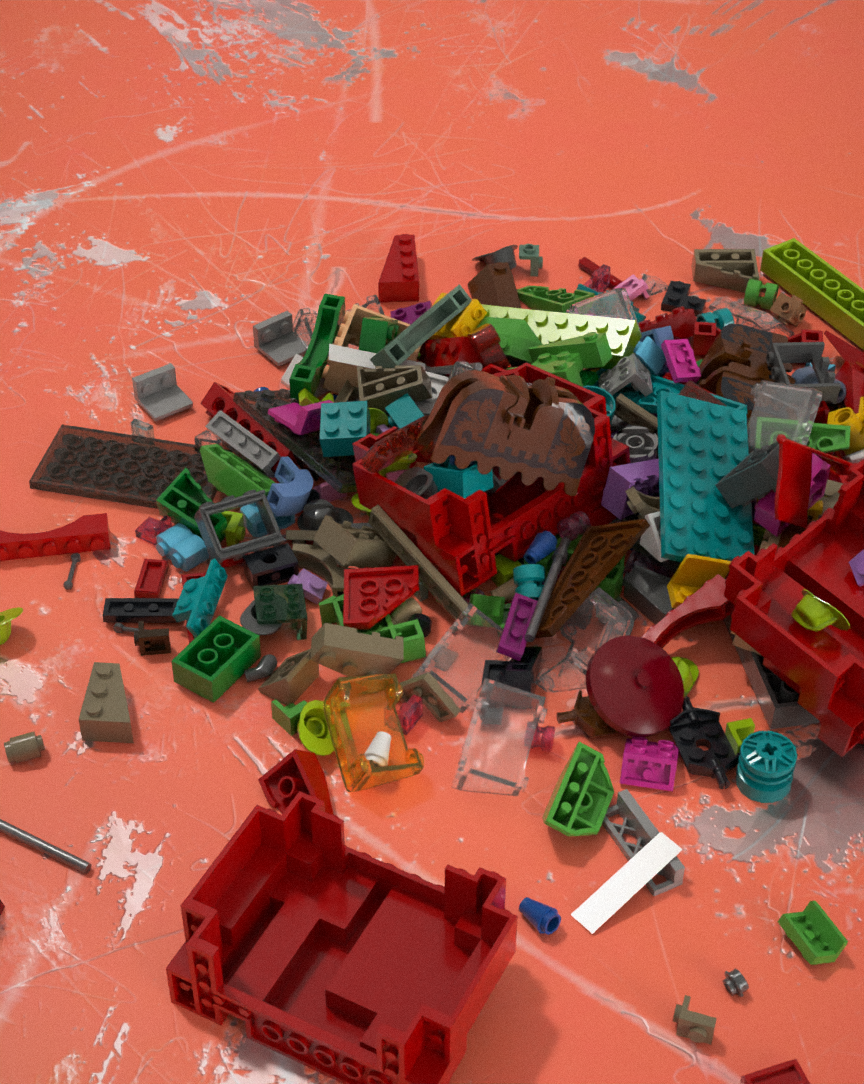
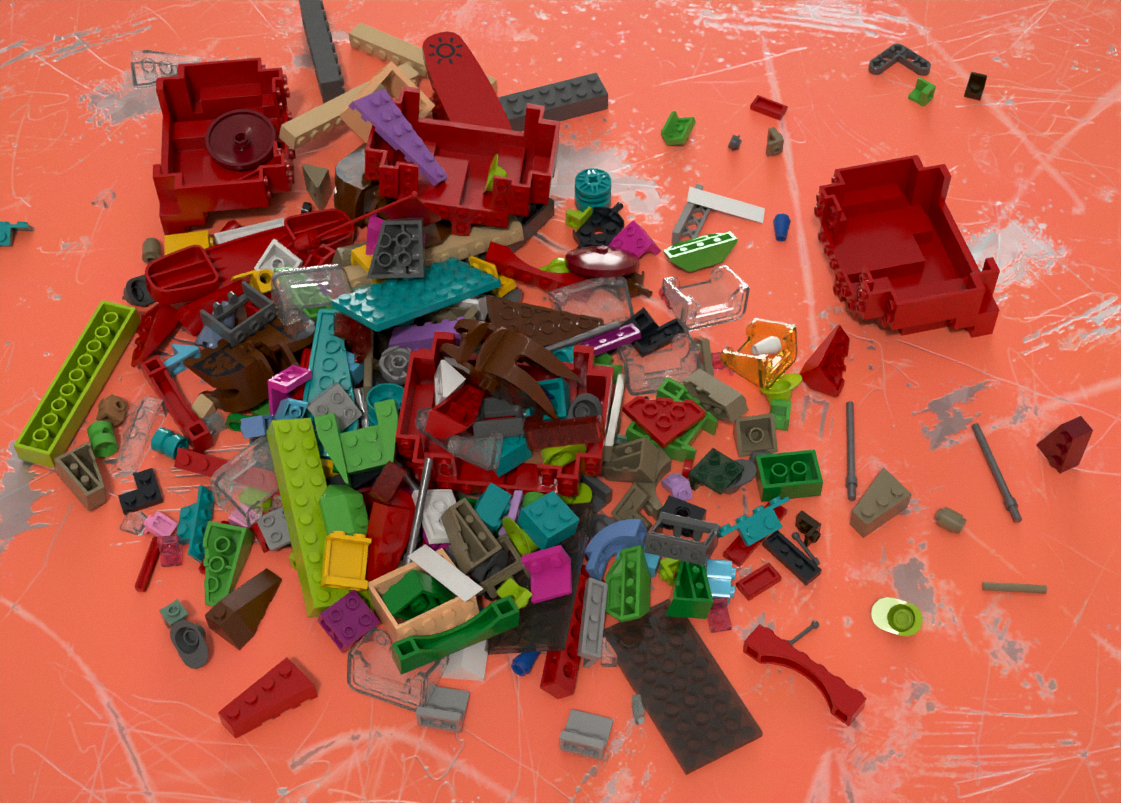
camera: 130 degrees left, 10 degrees up
(159, 714) = (851, 480): none -> flat silver bar
(313, 603) = (687, 467): none -> red tile
(422, 329) = (347, 558): sand green arch -> none

